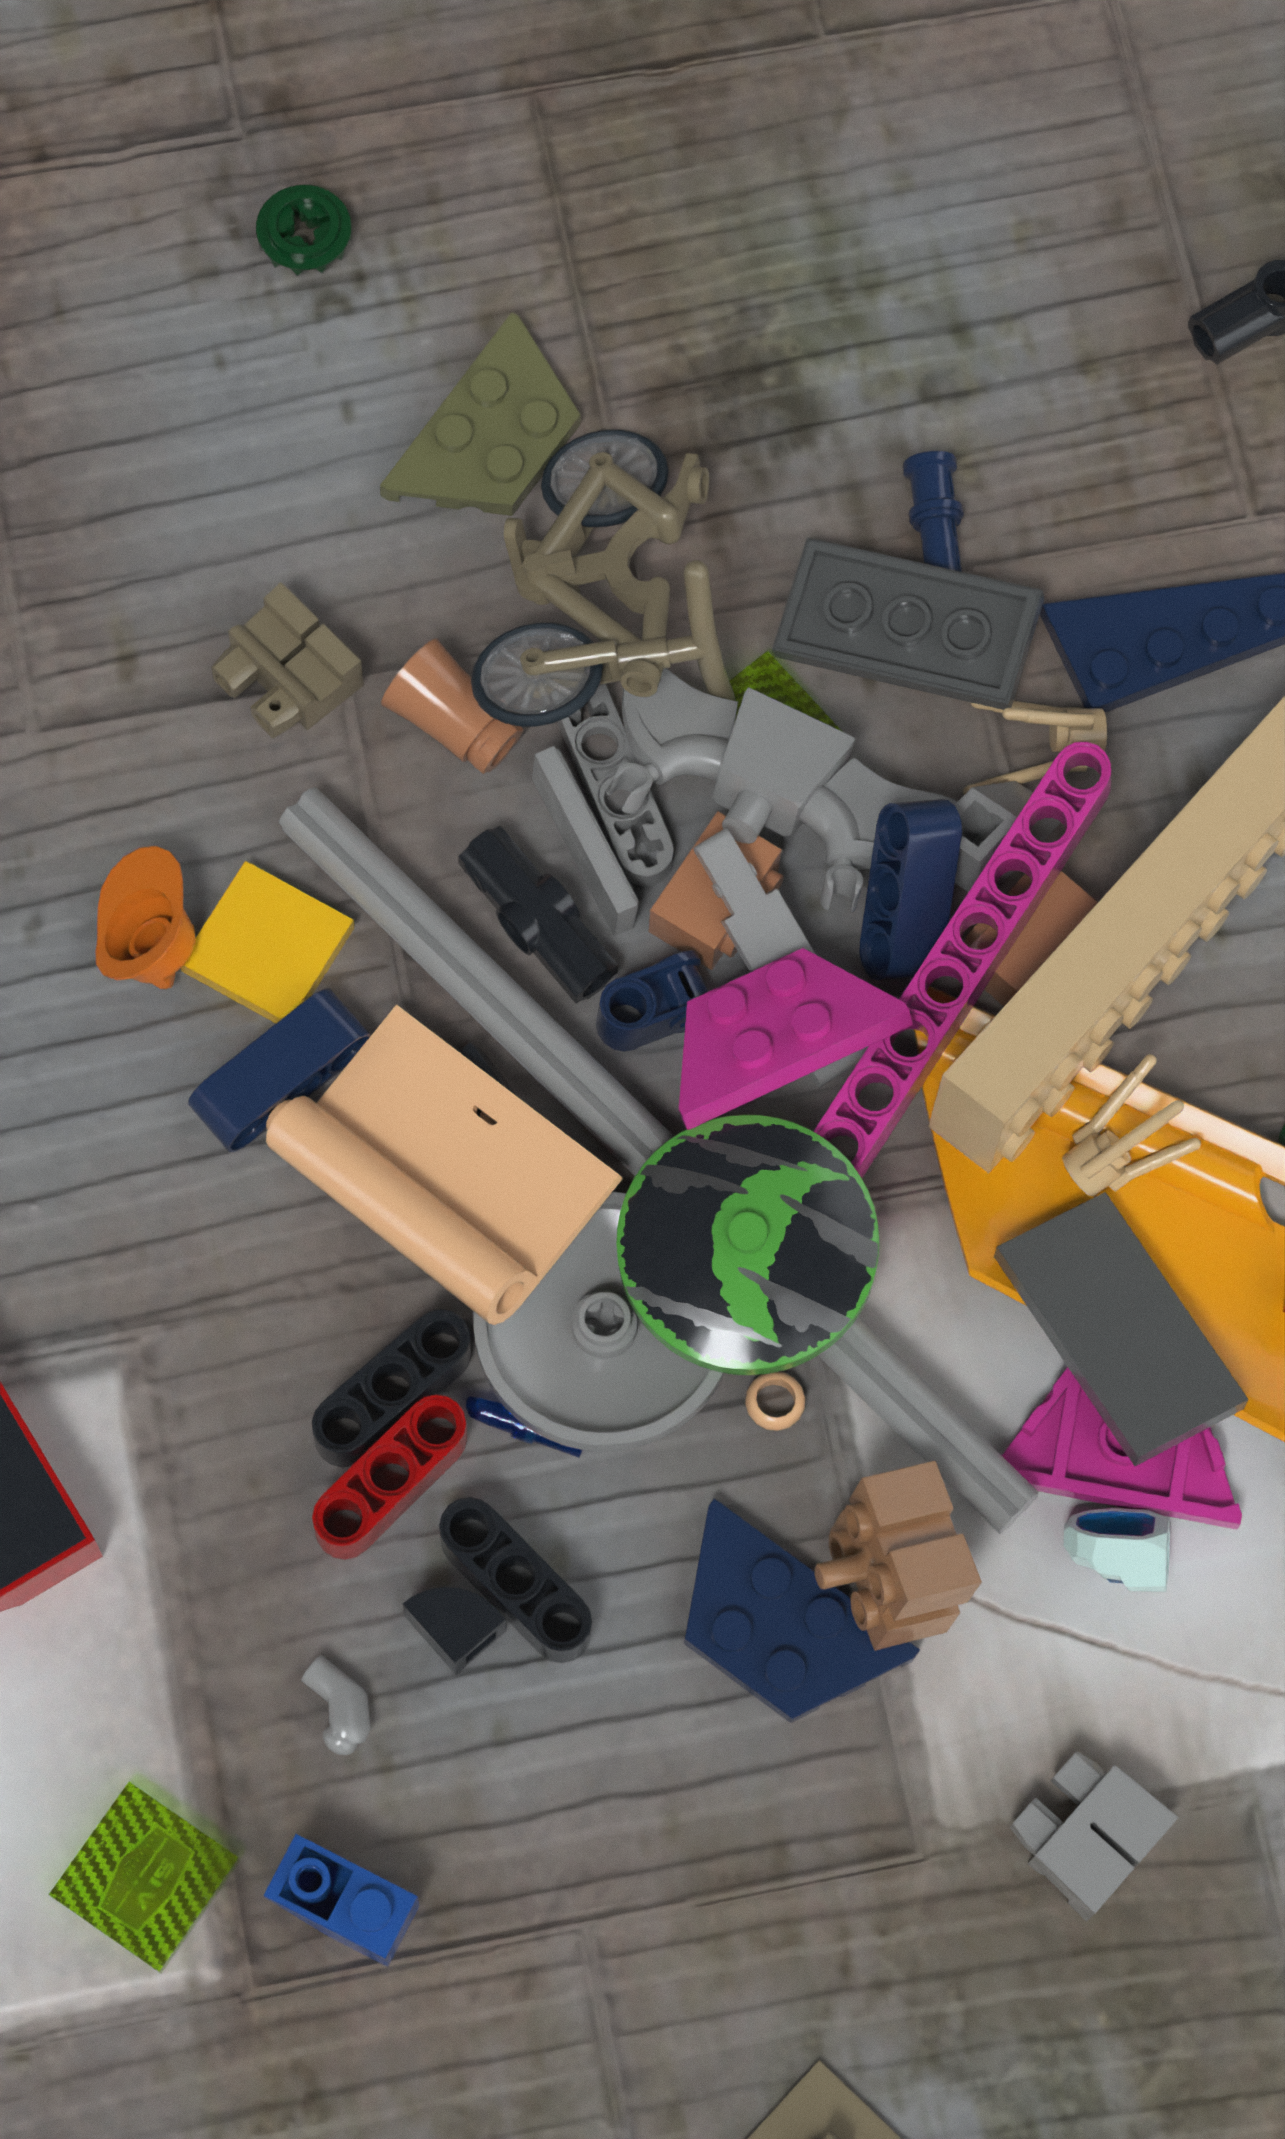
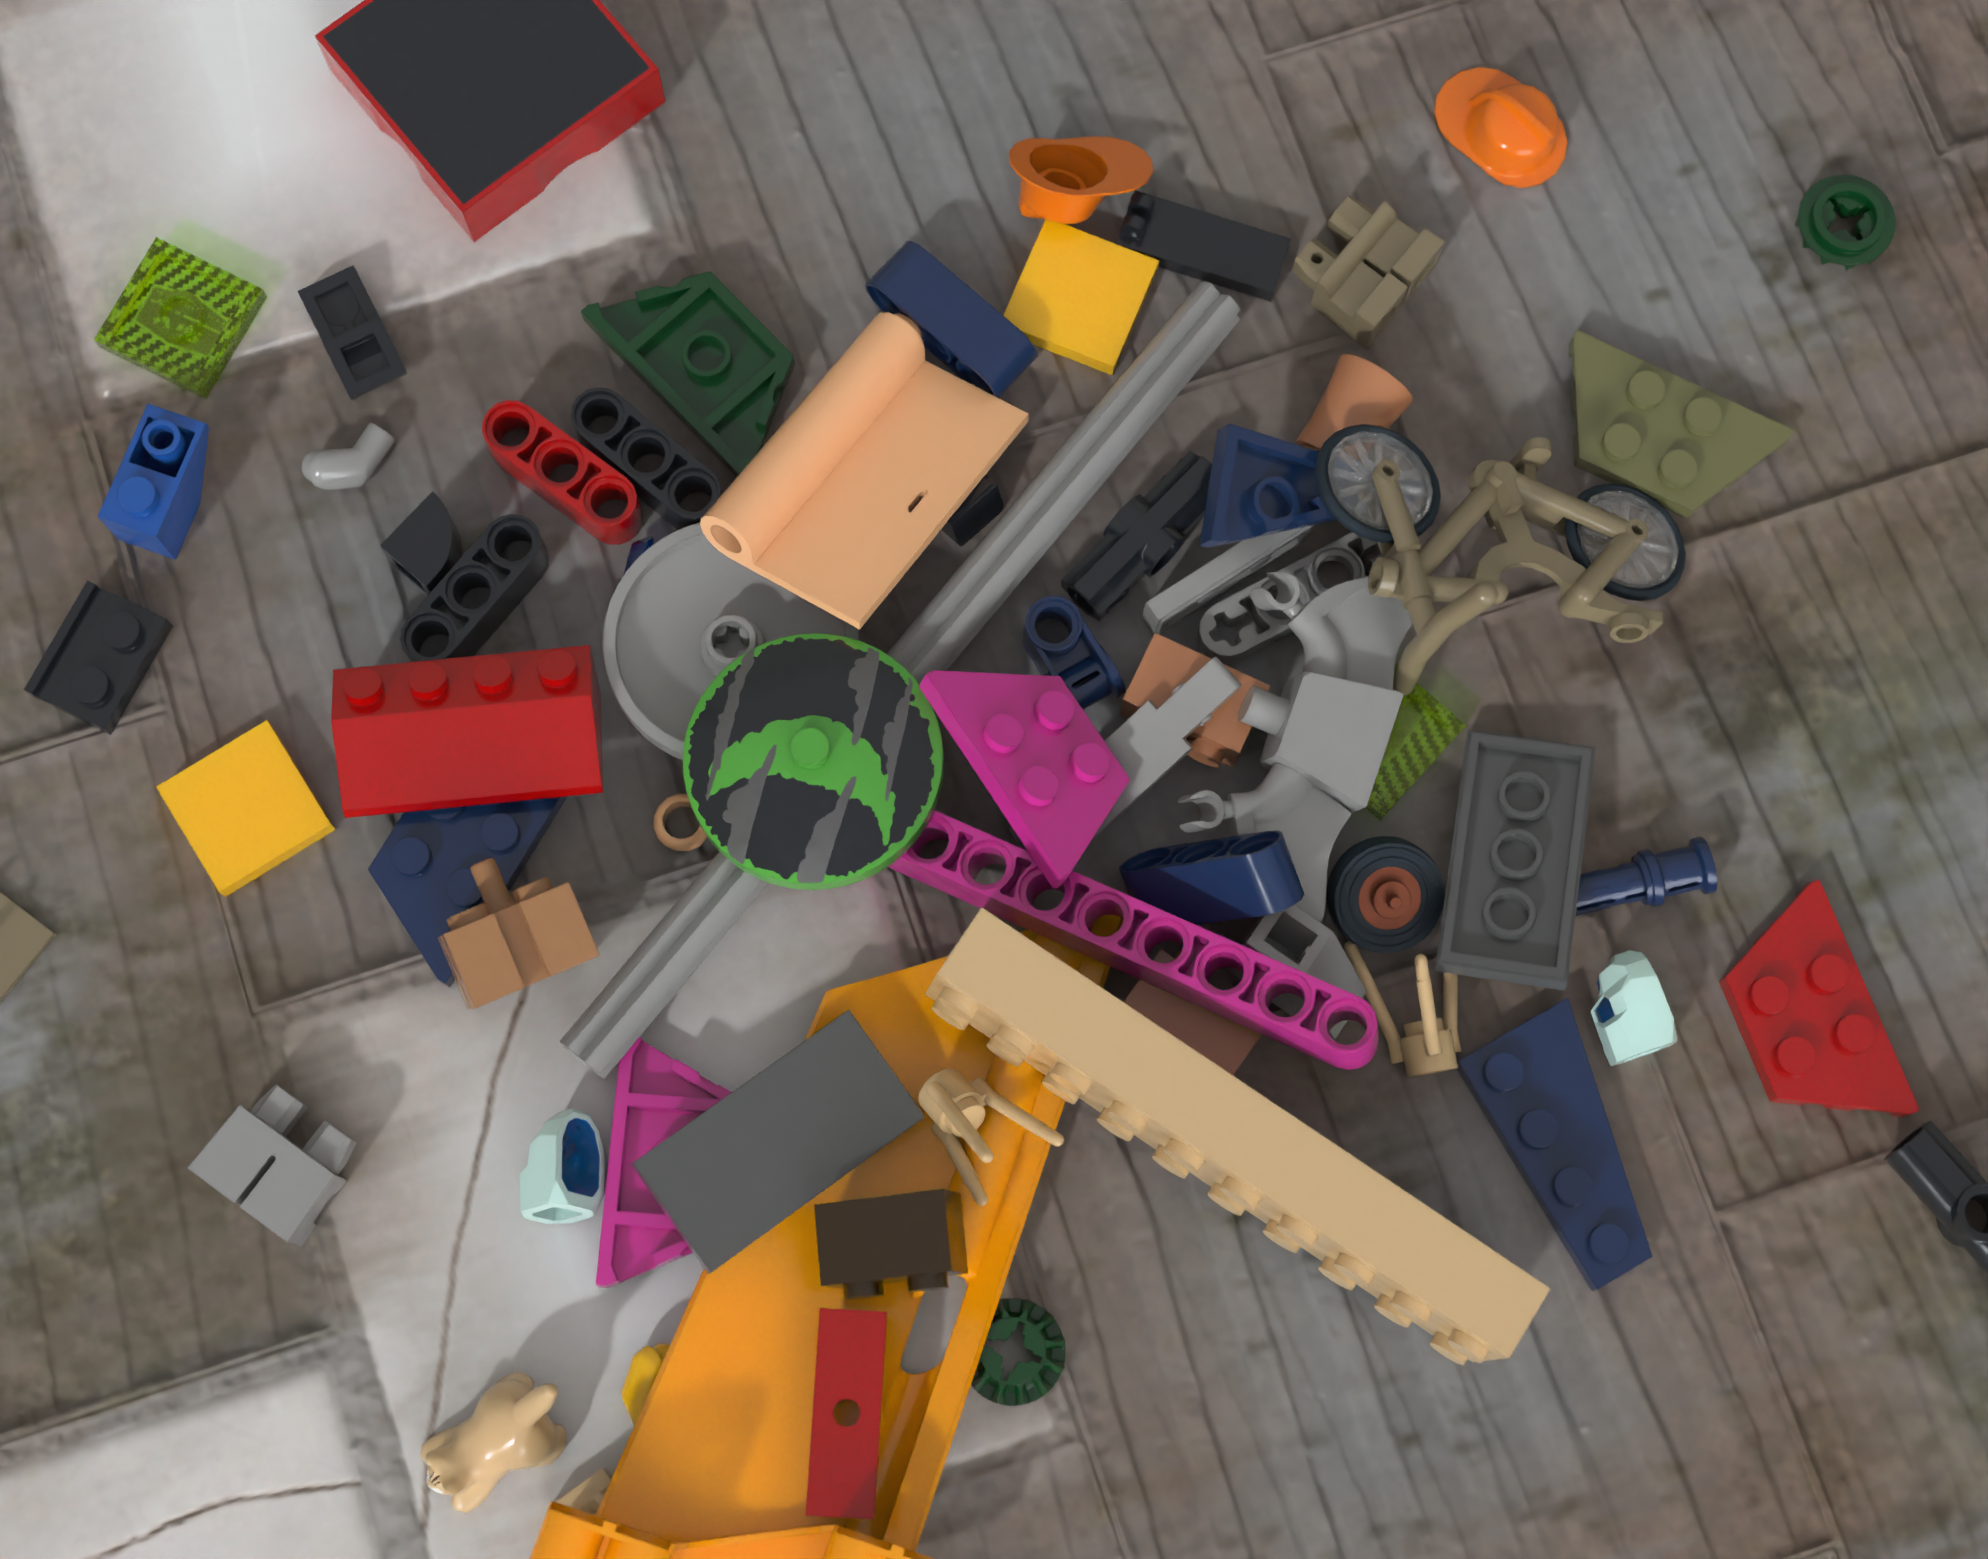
camera: 85 degrees right, 5 degrees up
(145, 521) = (1502, 126): none -> orange piece
(194, 1689) = (352, 332): none -> black slope
(233, 815) = (1204, 245): none -> black hinge
(285, 1324) = (702, 361): none -> dark green wing
(522, 1991) = (99, 657): none -> black plate
(527, 782) = (1259, 488): none -> dark blue wing
(667, 1593) = (467, 731): none -> red slope
(708, 1845) = (245, 808): none -> yellow tile
(929, 743) = (1385, 894): none -> black wheel
(1062, 548) = (1632, 1010): none -> light aqua rock
(1075, 402) = (1813, 1016): none -> red wing
(1231, 1229) = (890, 1241): none -> dark brown brick

